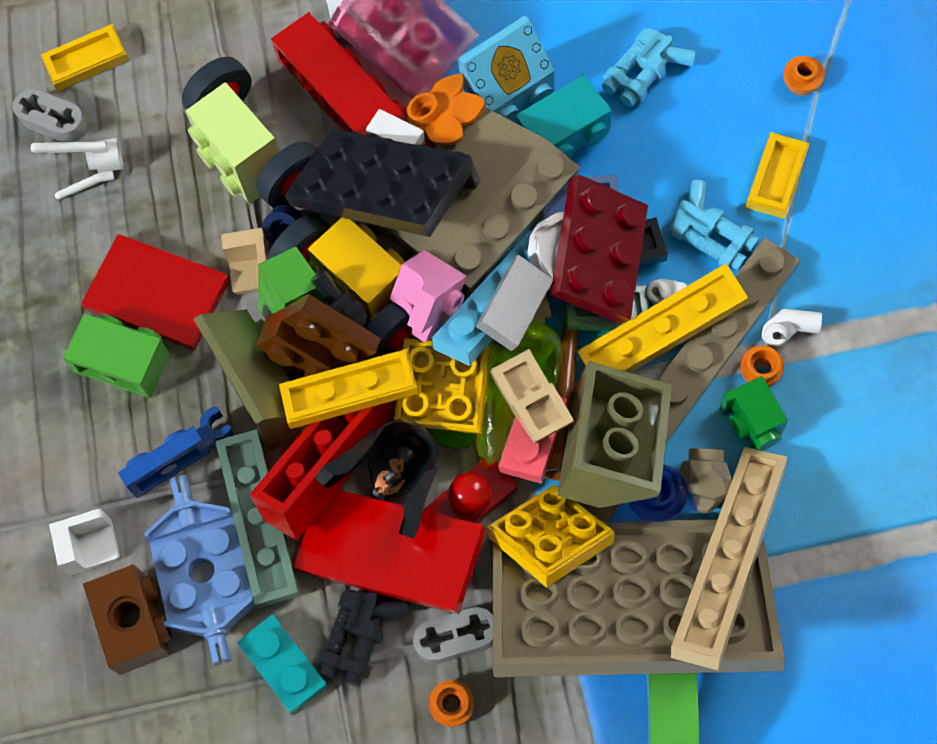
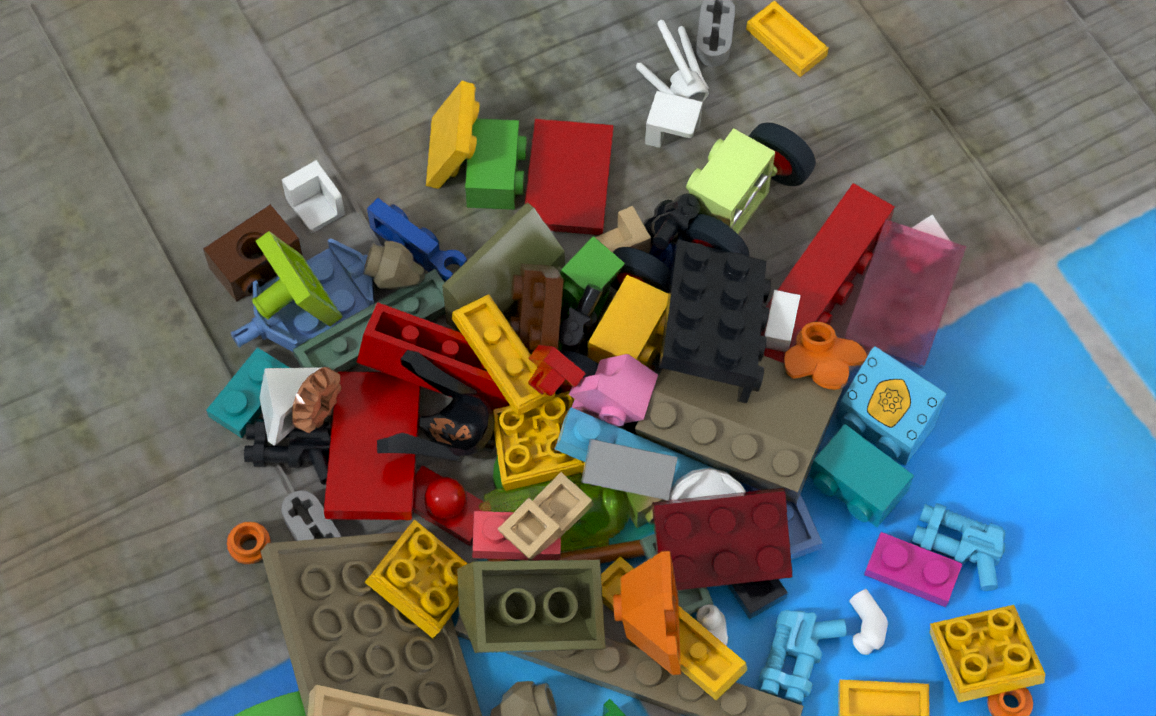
camera: 65 degrees right, 5 degrees down
(73, 382) = (452, 135): none -> yellow tile
(133, 175) = (673, 116): none -> white panel
(192, 578) = (295, 283): none -> lime tile
(202, 477) = (393, 266): none -> dark tan rock
(251, 201) = (671, 218): none -> black piece
(311, 623) = (277, 399): none -> white slope
(330, 587) = (315, 399): none -> nougat gear
(394, 339) = (553, 370): none -> red tile
(658, 113) = (913, 569): none -> dark pink plate
(659, 324) = (651, 610): none -> orange slope
(674, 493) = (493, 671): clear blue cone -> none
(702, 158) = (873, 623): none -> white arm
(756, 77) = (986, 653): none -> yellow tile

